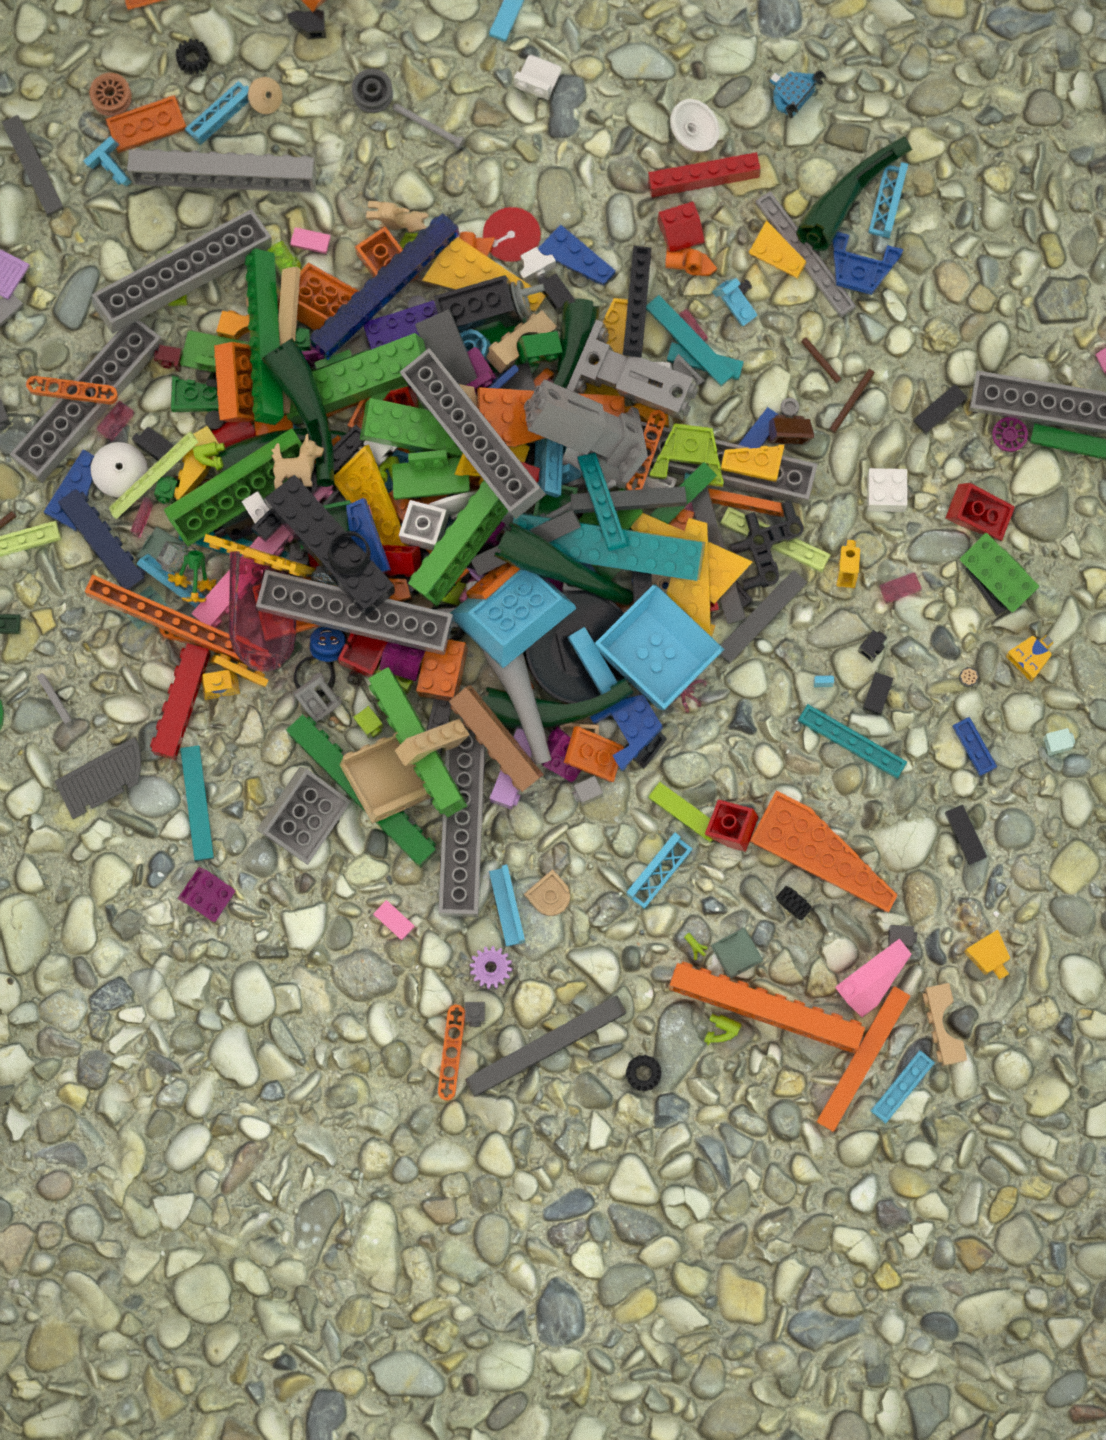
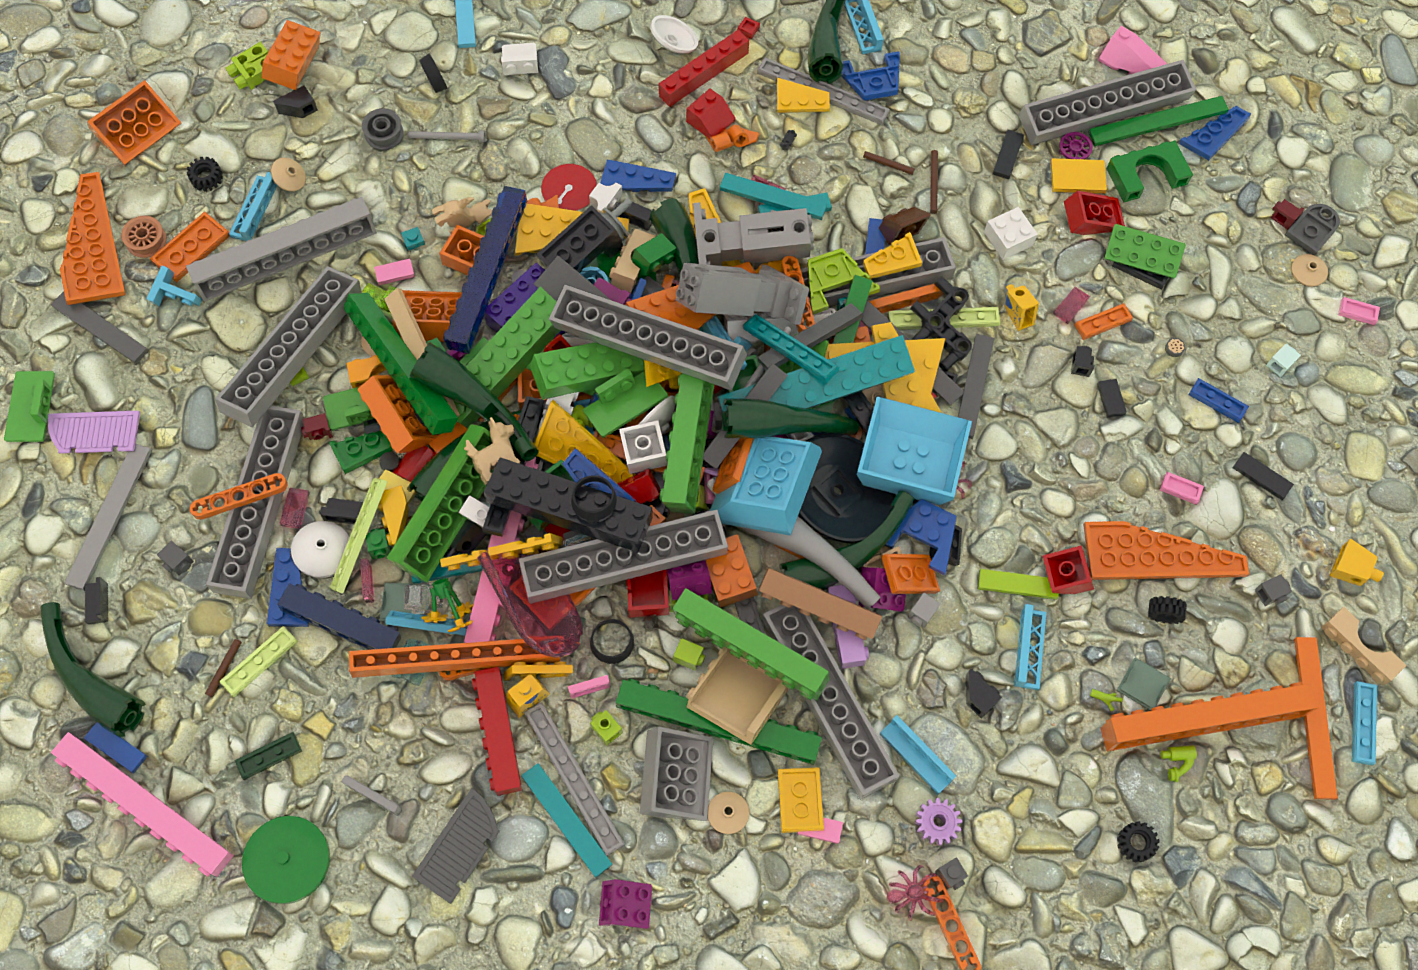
camera: 35 degrees left, 10 degrees down
(54, 95) = (90, 258): none -> orange wing
(207, 450) = (398, 487): lime plant -> none
(221, 773) = (574, 779): none -> light grey tile
(268, 745) = (605, 727): none -> lime brick
(273, 705) = (589, 686): none -> bright pink tile
(313, 702) = (623, 661): light grey plate -> none
(327, 644) = (608, 603): blue head -> none
(330, 877) = (728, 823): none -> tan dish
(343, 215) = (412, 238): none -> teal plate
(391, 889) = (800, 800): none -> yellow tile
(422, 744) = (766, 635): tan arch -> none
(436, 1010) = (913, 892): none -> clear pink animal
(446, 56) = (433, 73): none -> black tyre
(545, 1046) = (1034, 870): dark grey beam -> none
(549, 895) = (947, 724): tan tile -> none
(589, 885) = (979, 694): none -> black slope
(592, 660) = (859, 492): medium azure tile -> none
(637, 301) = (715, 181): black tile -> none
(735, 301) = (790, 148): medium azure bracket -> none
(774, 150) = (748, 27): none -> red tile
(789, 407) = (887, 208): light grey tile -> none
(823, 681) = (1062, 410): medium azure tile -> none
(852, 741) = (1117, 448): teal tile -> none
(870, 982) = (1278, 640): bright pink wedge -> none
(885, 806) = (1181, 488): none -> bright pink tile
(920, 618) = (1103, 321): none -> orange tile
(992, 465) = (1078, 175): none -> yellow tile
(1030, 656) = (1214, 305): yellow torso -> none
(1086, 487) = (1164, 156): none -> green arch

